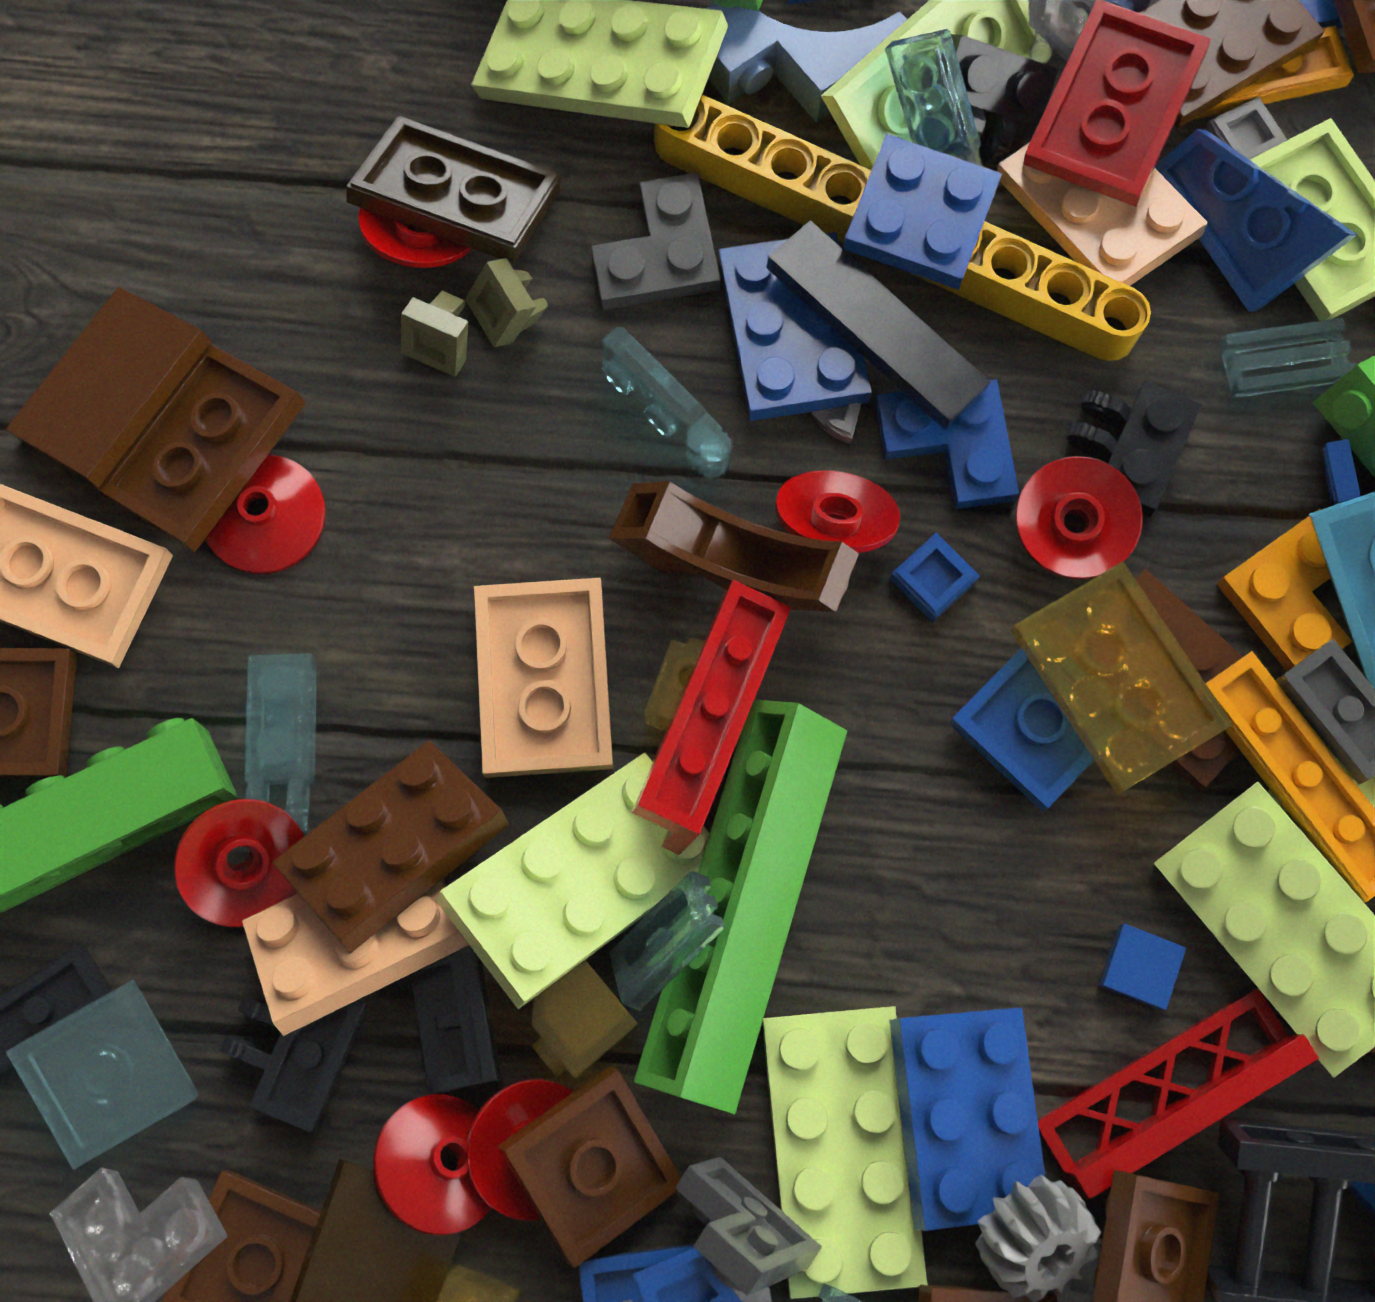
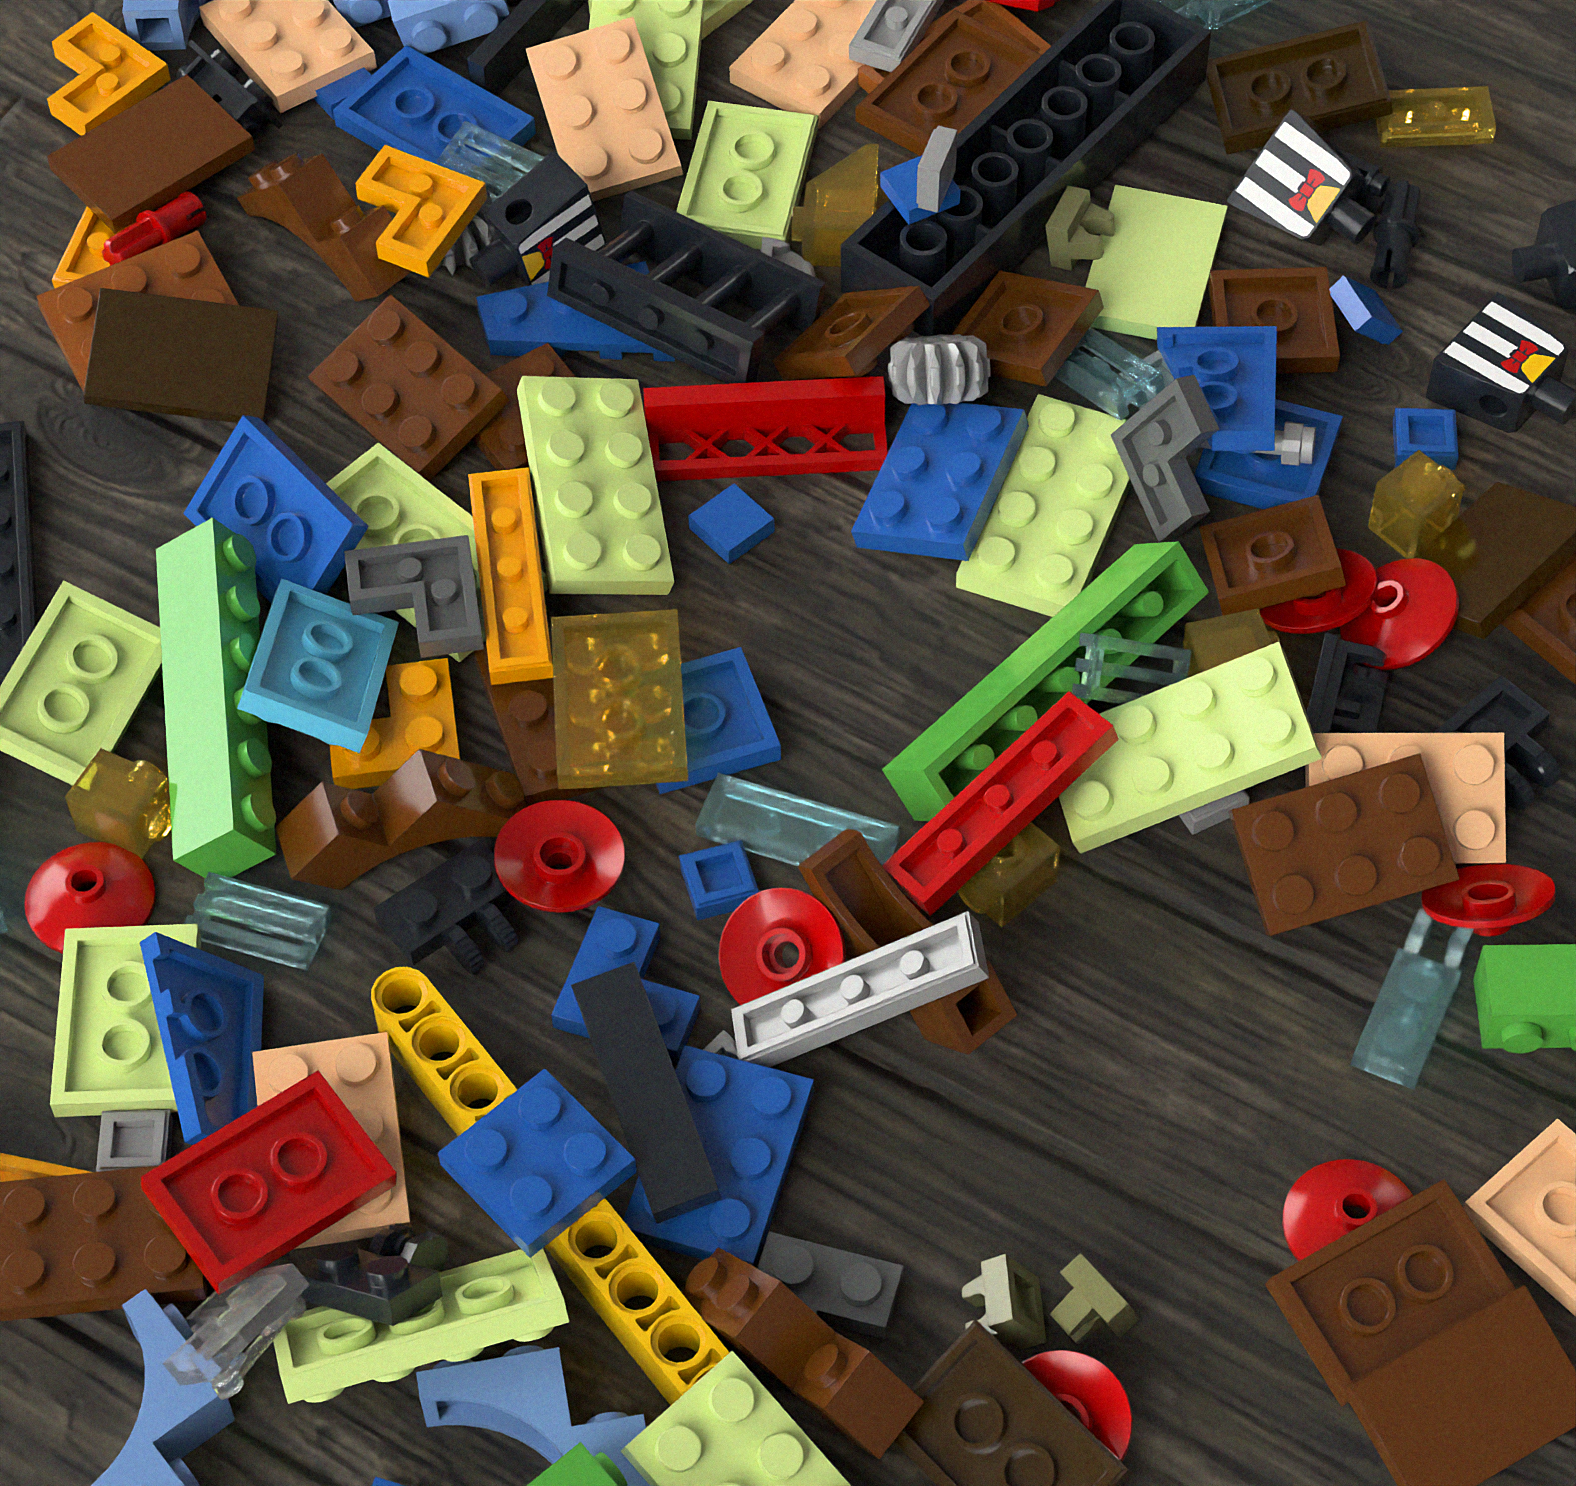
camera: 150 degrees left, 20 degrees down
(542, 678) = (1136, 942): light nougat plate -> none
(668, 403) = (891, 1129): clear light blue hinge -> none
(673, 171) = (801, 1351): none -> reddish brown arch
(742, 480) = (861, 992): none -> light grey tile
(893, 655) = (783, 823): none -> clear light blue tile
(934, 94) = (457, 1255): clear light blue hinge -> none
(1227, 485) = (426, 801): none -> reddish brown arch
(1340, 472) = (299, 780): blue tile -> none

